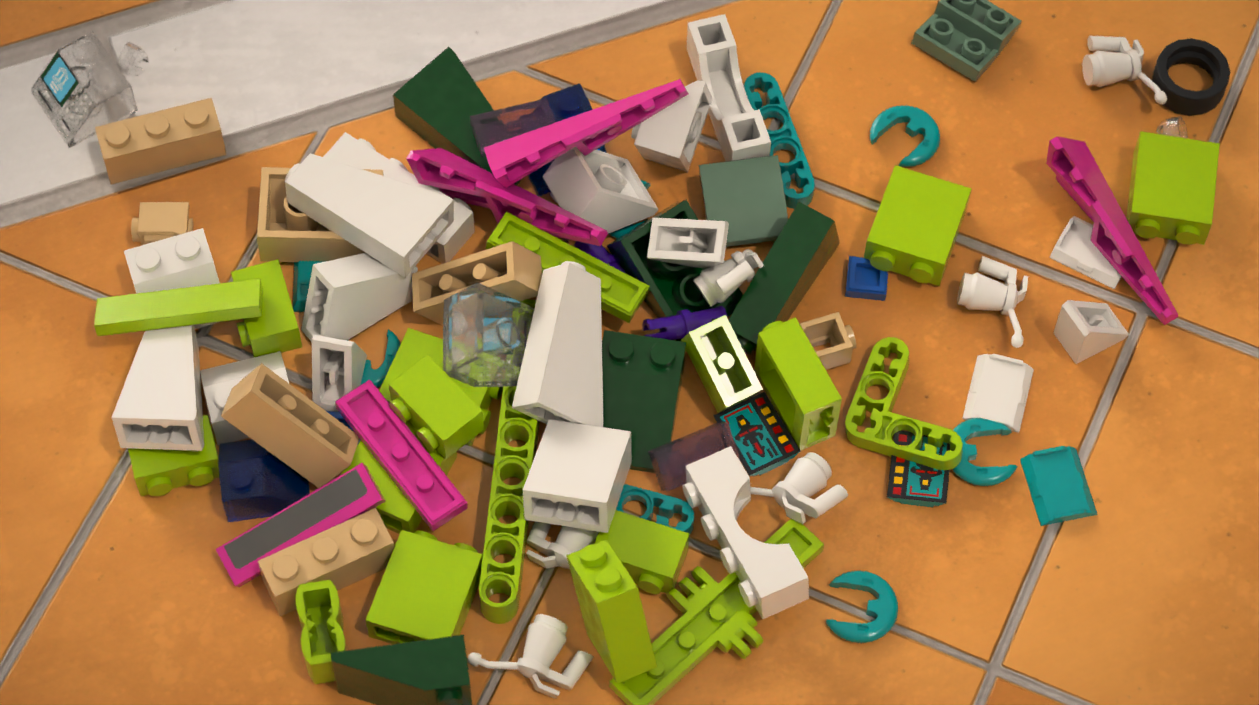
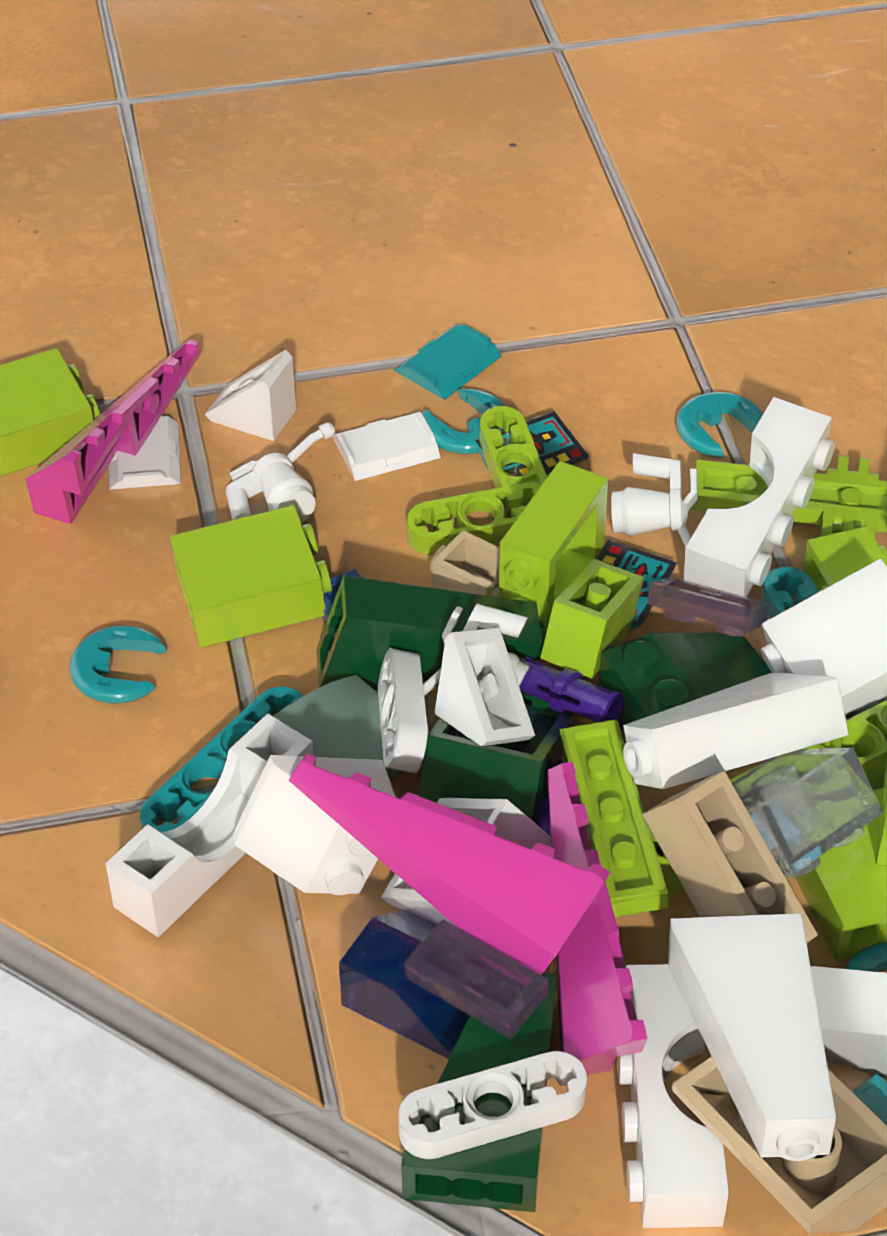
camera: 125 degrees left, 15 degrees down
(444, 109) = (479, 1129): none -> white beam
(717, 209) = (402, 711): none -> white beam

